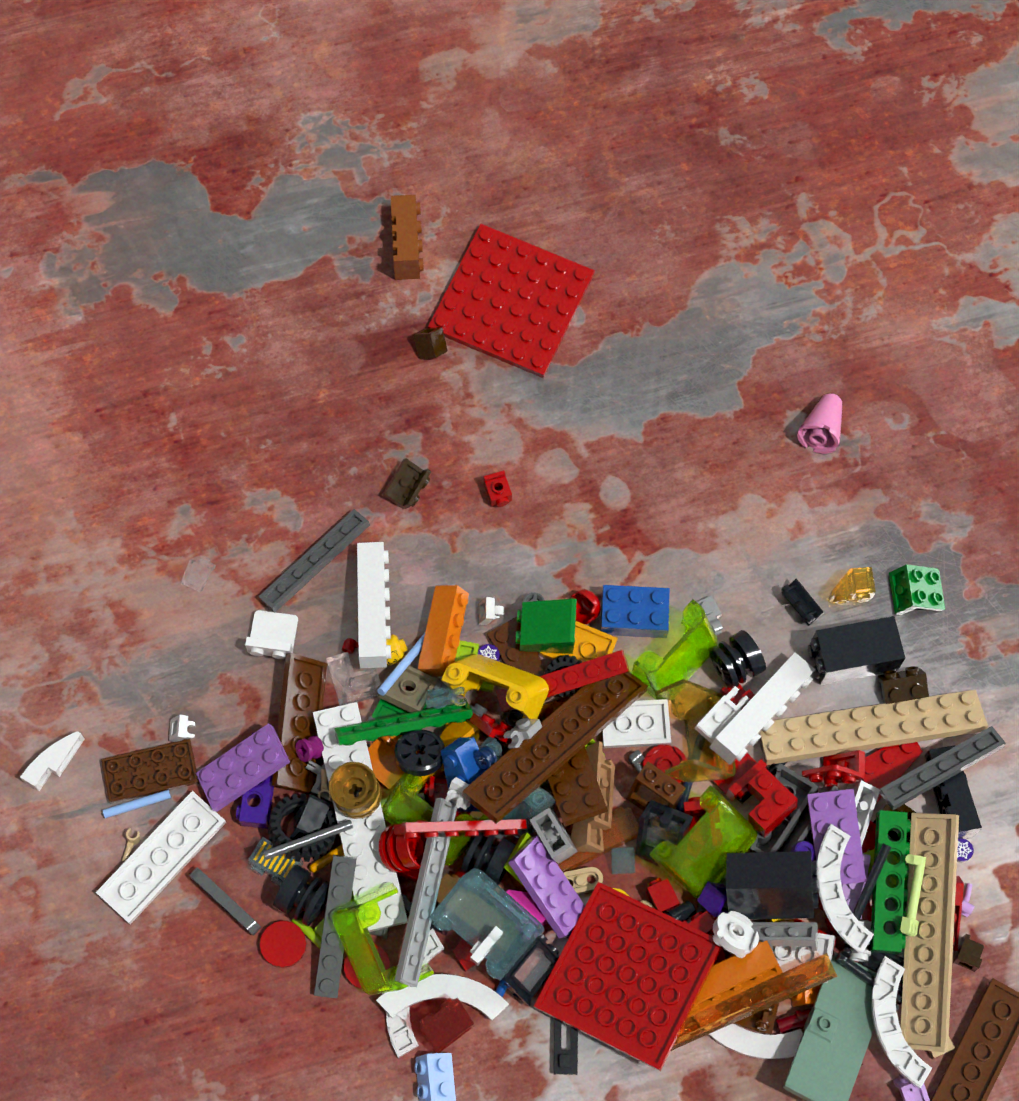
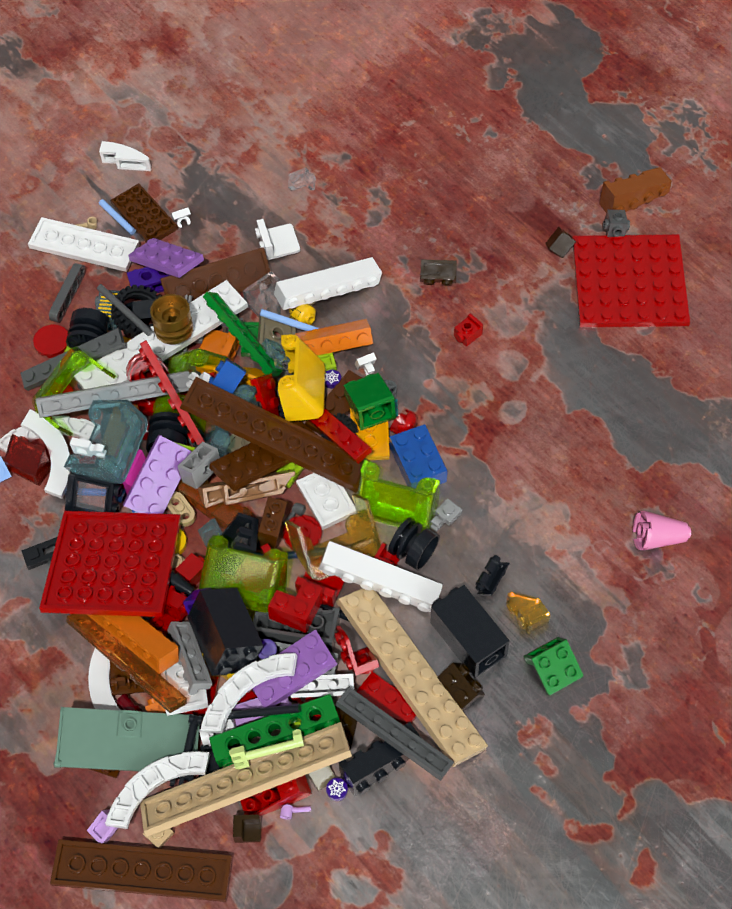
camera: 70 degrees right, 10 degrees down
(309, 748) = (198, 289): magenta wheel -> none
(314, 560) = (347, 241): dark grey plate -> none
(419, 741) = (221, 342): black wheel -> none
(438, 276) = (616, 223): none -> dark grey brick
(485, 757) = (233, 386): dark blue bush -> none
(524, 729) = (271, 406): light grey plate -> none
(720, 715) = (358, 543): white hinge -> none
(738, 944) = (161, 621): white plate -> none

